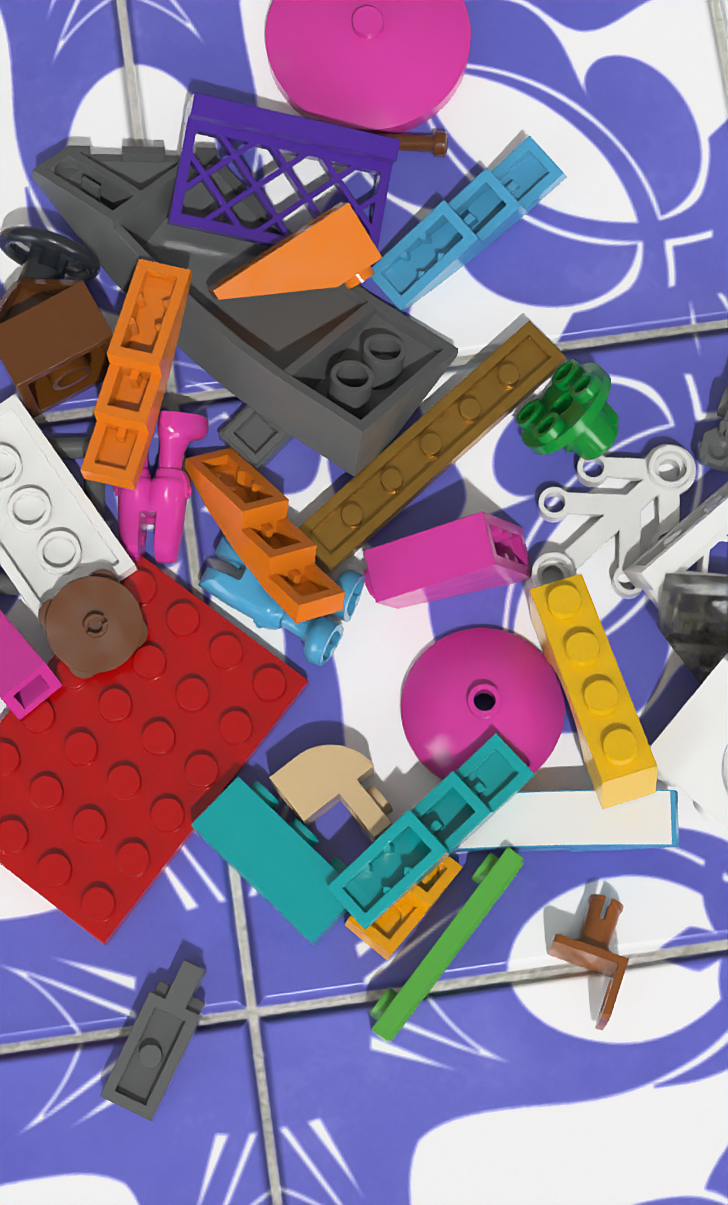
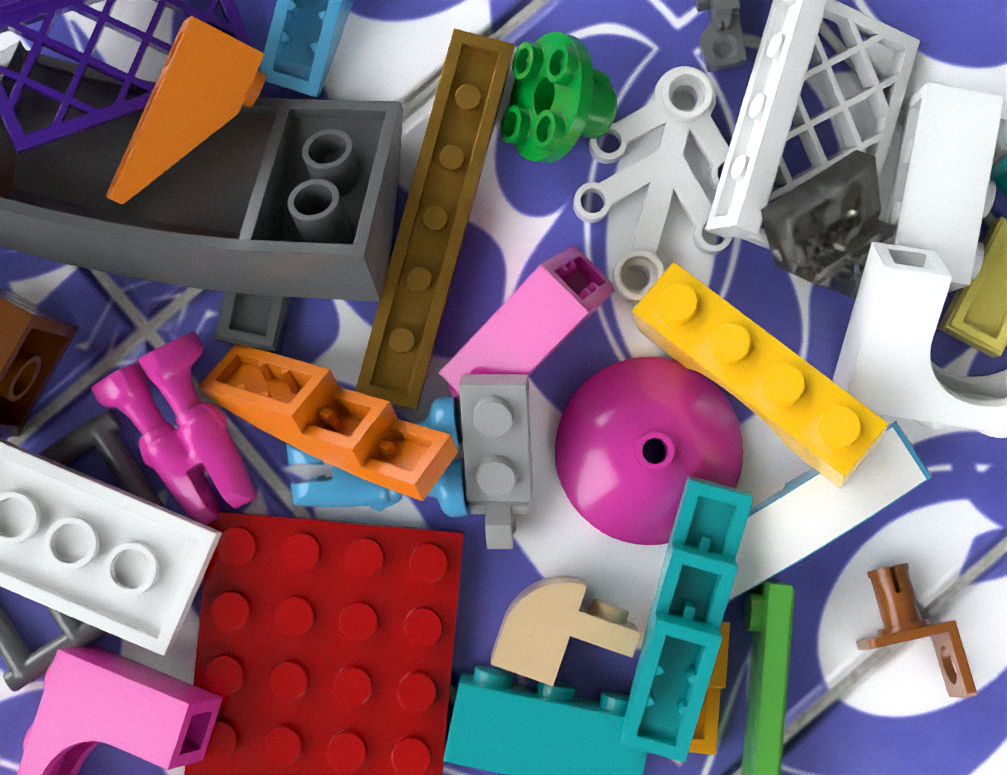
camera: 35 degrees left, 10 degrees up
(93, 623) = (212, 622): reddish brown piece -> none
(137, 374) = (88, 335): orange slope -> none
(369, 632) = (497, 451): none -> light grey hinge

